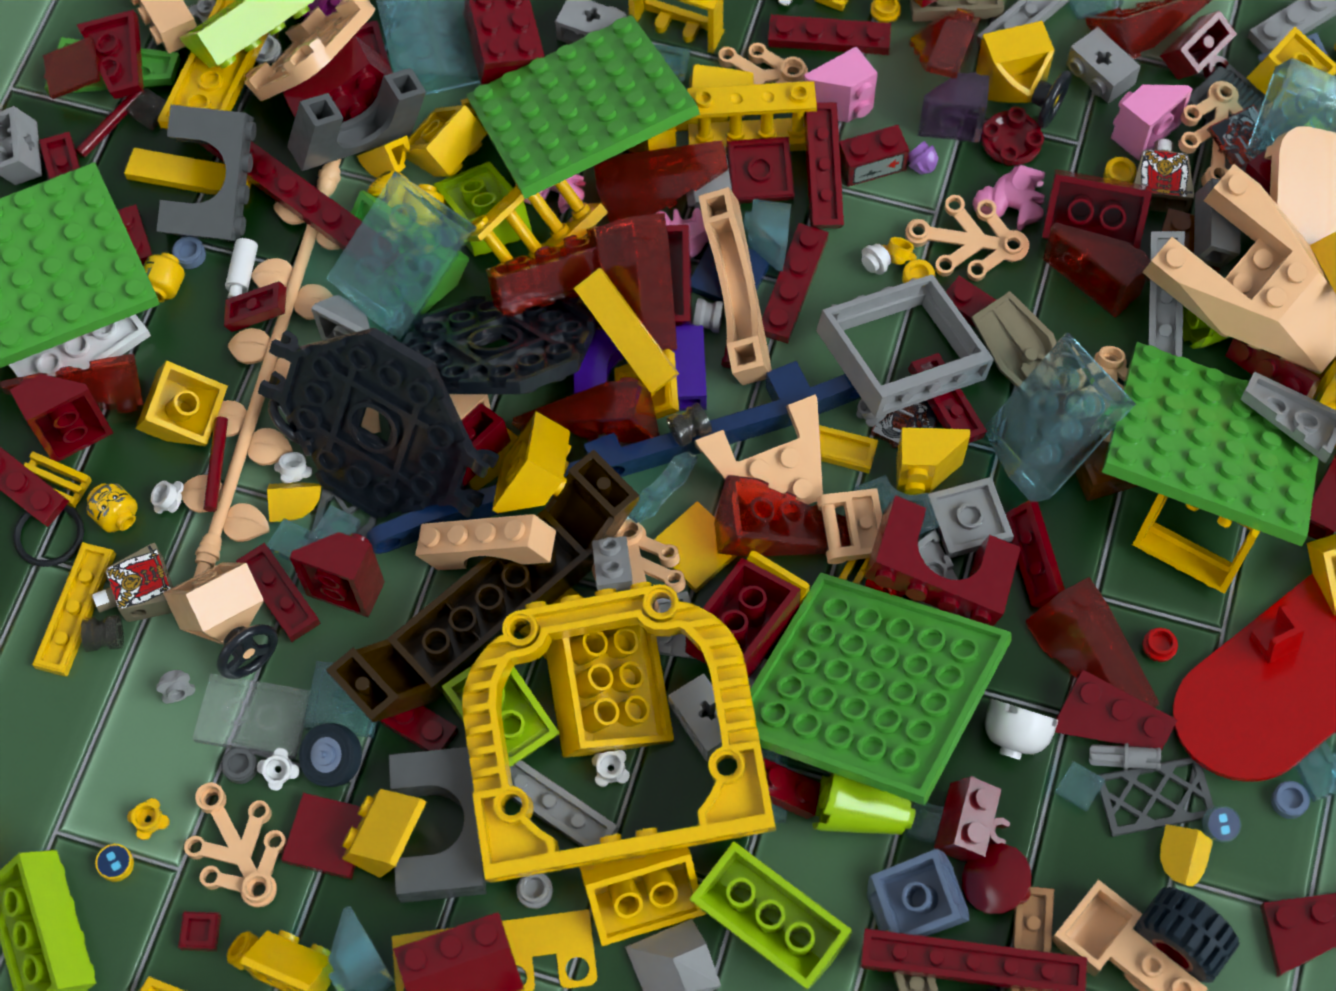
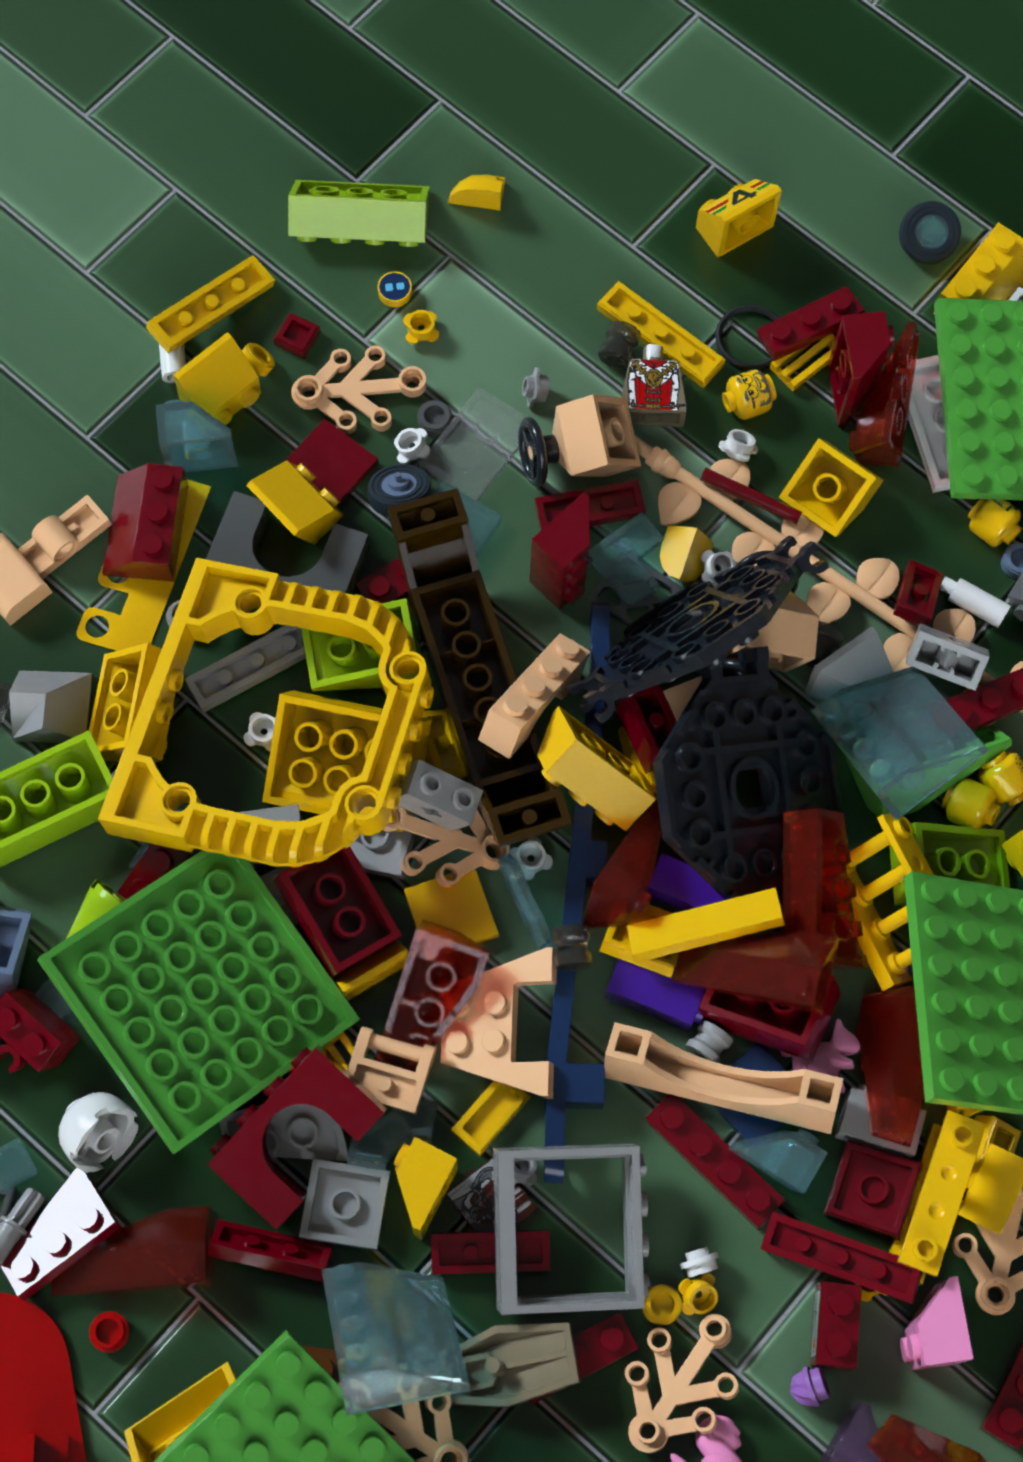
camera: 110 degrees right, 5 degrees up
(309, 256) = (947, 657): none -> light grey brick

